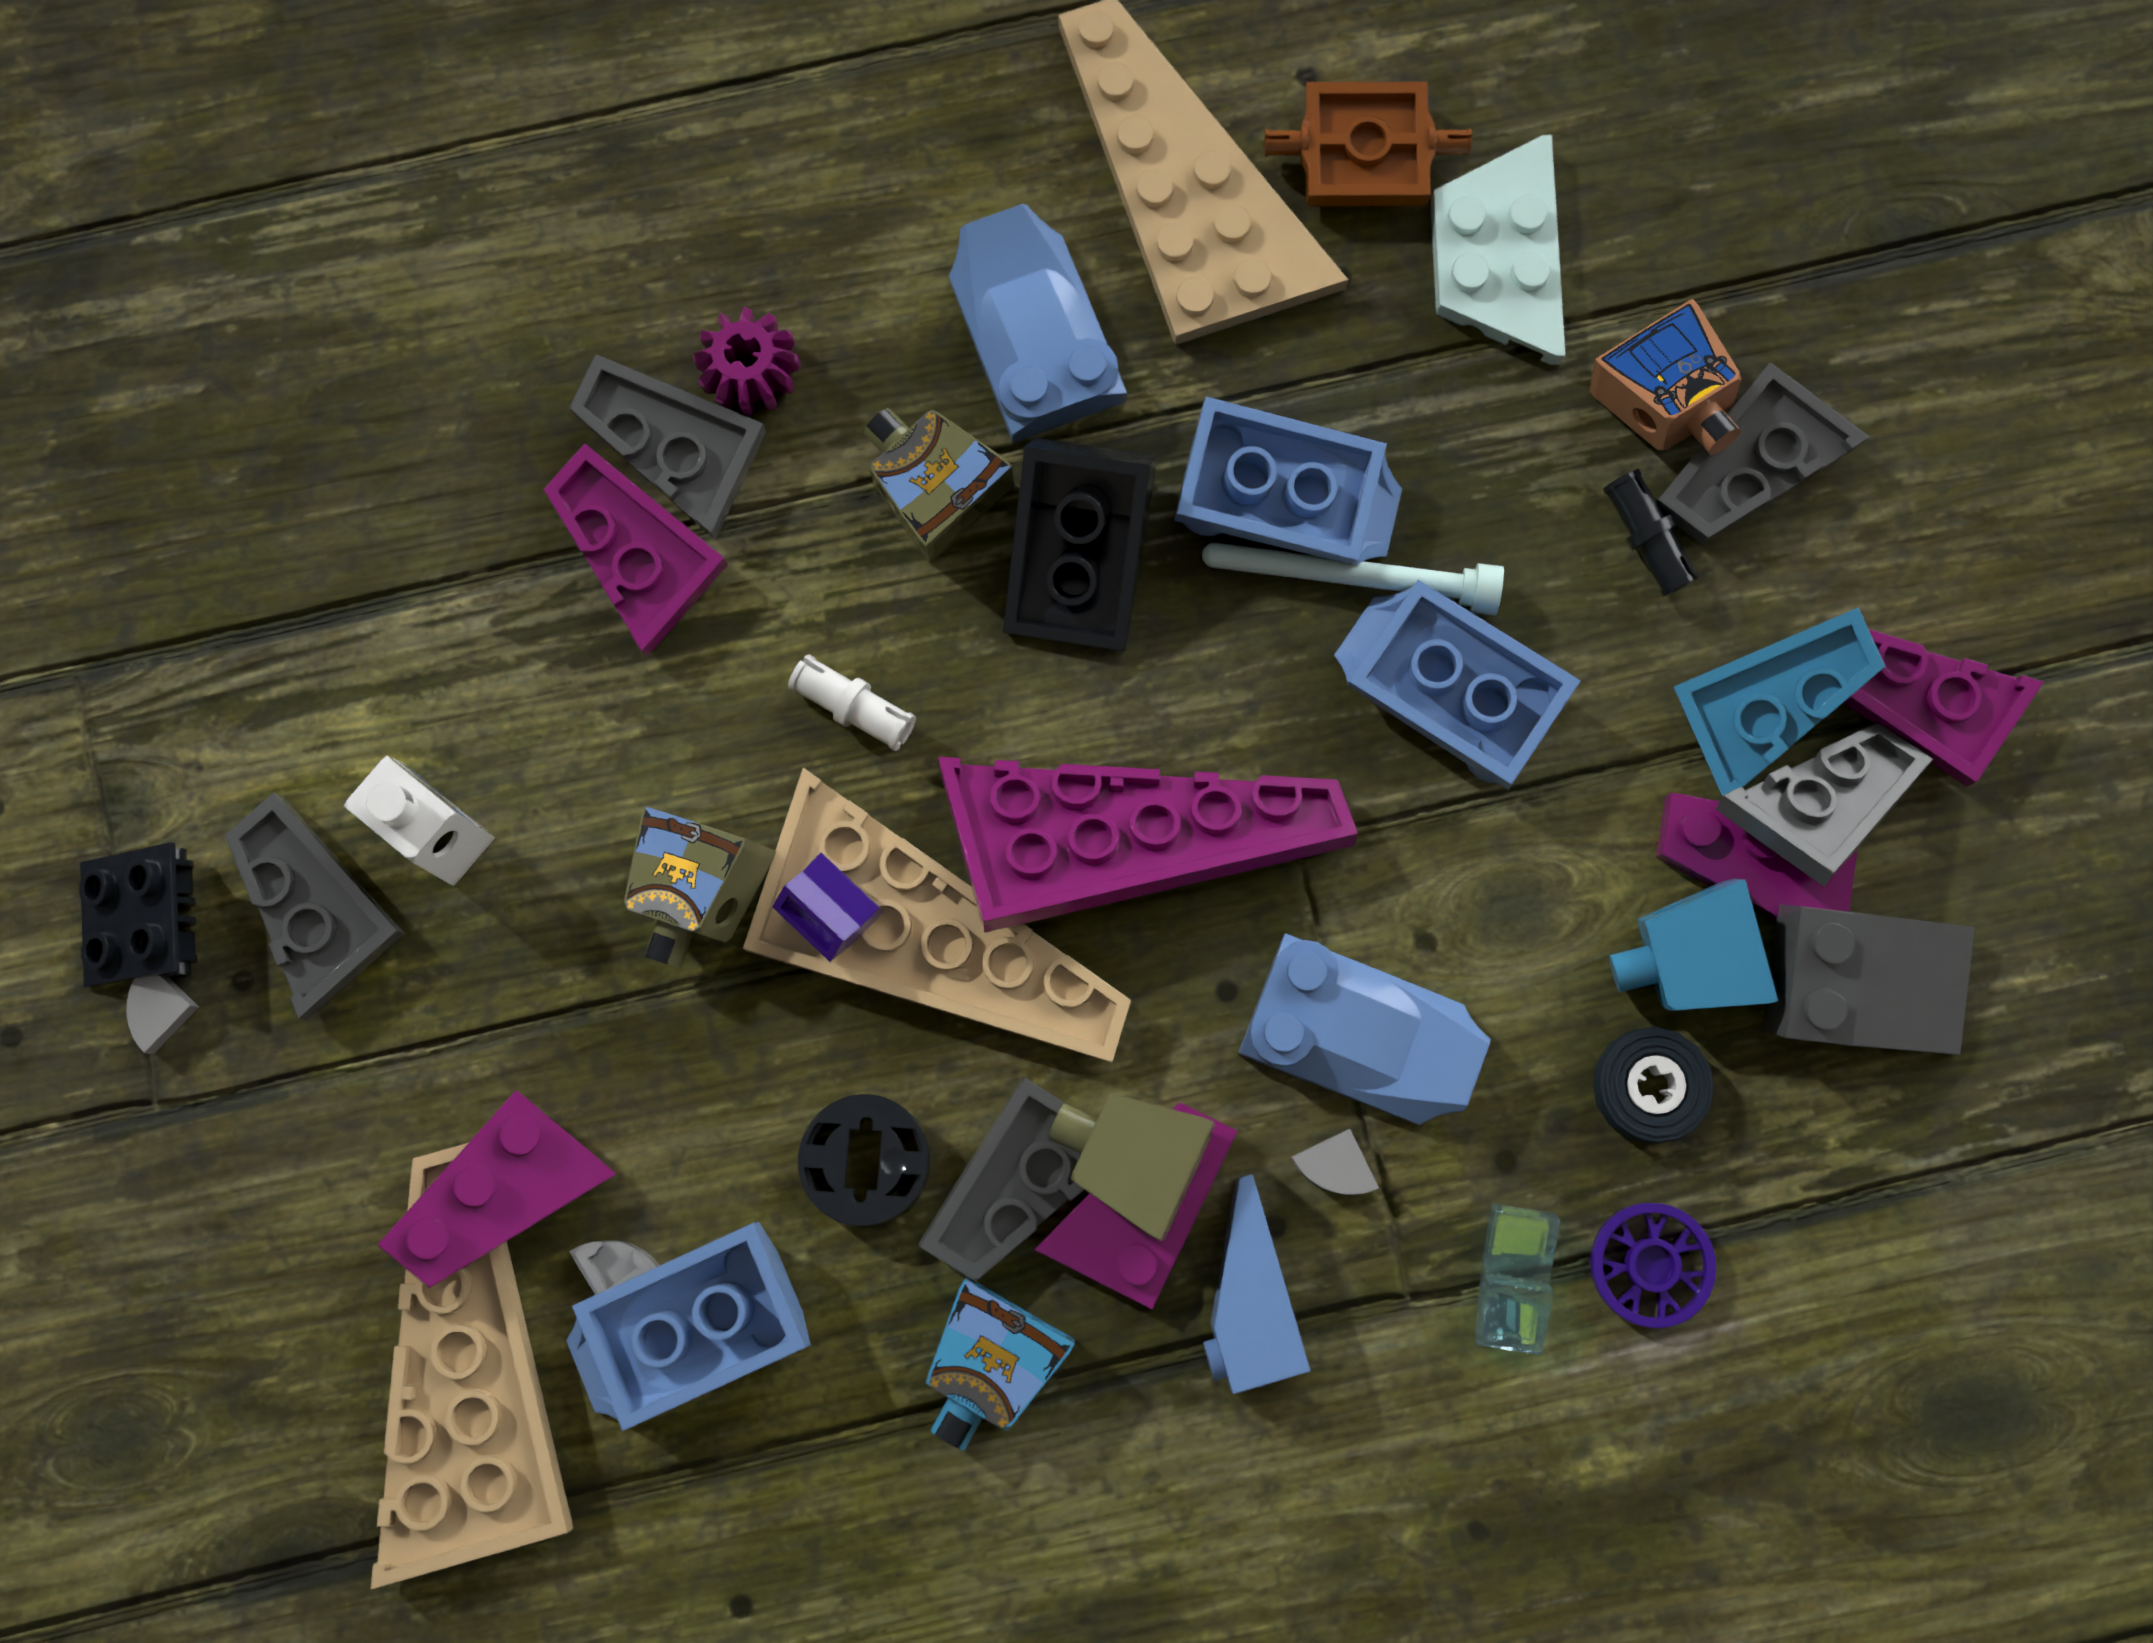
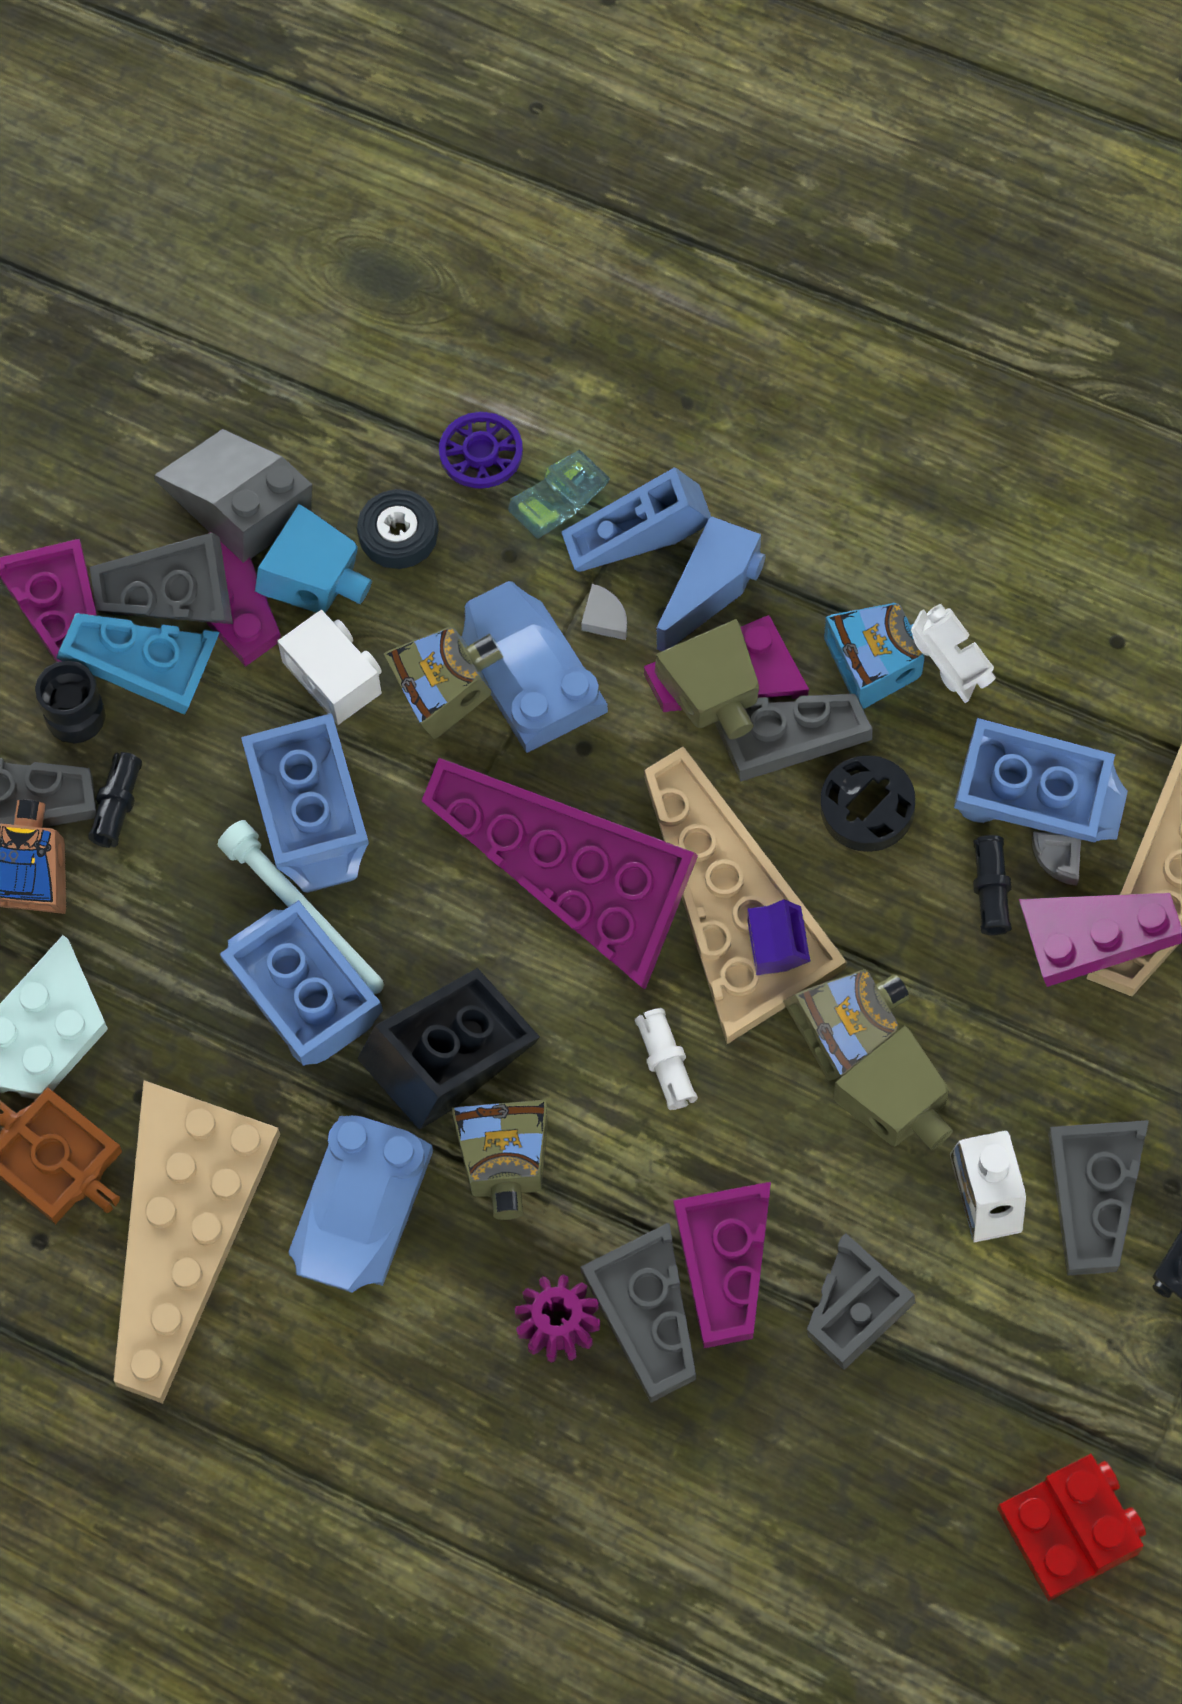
camera: 140 degrees left, 15 degrees down
(106, 551) = (1073, 1526): none -> red plate
(468, 600) = (856, 1304): none -> dark grey wing
(579, 845) = (897, 1092): none -> olive torso
(656, 1167) = (992, 885): none -> black pin
(919, 1413) = (938, 636): none -> white hinge
(1391, 1308) = (639, 522): none -> medium blue slope
(1437, 932) = (443, 676): none -> torso
(1571, 855) = (331, 666): none -> white brick
(1798, 587) = (70, 701): none -> black wheel

